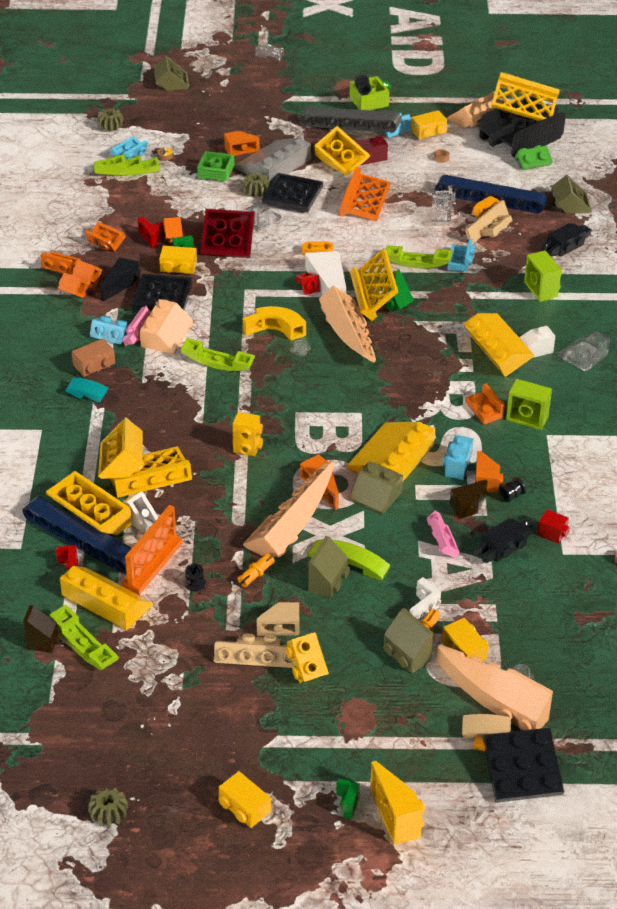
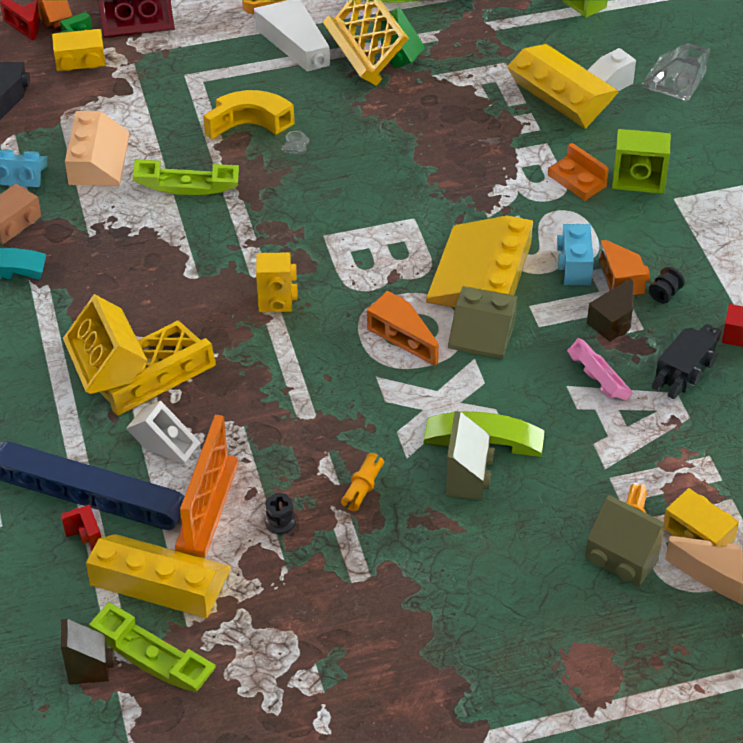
camera: 15 degrees left, 5 degrees up
(91, 503) = (89, 435): yellow slope -> none
(134, 328) = (55, 157): bright pink hinge -> none
(162, 287) = (62, 96): black plate -> none
(253, 651) = (414, 606): tan bracket -> none
(279, 620) = (429, 550): tan slope -> none
(283, 527) = (377, 410): light nougat wedge -> none
(306, 658) = (494, 601): yellow brick -> none
(309, 282) = (272, 47): red bracket -> none
(347, 321) = (347, 93): light nougat wedge -> none
(429, 596) = (621, 463): white bracket -> none

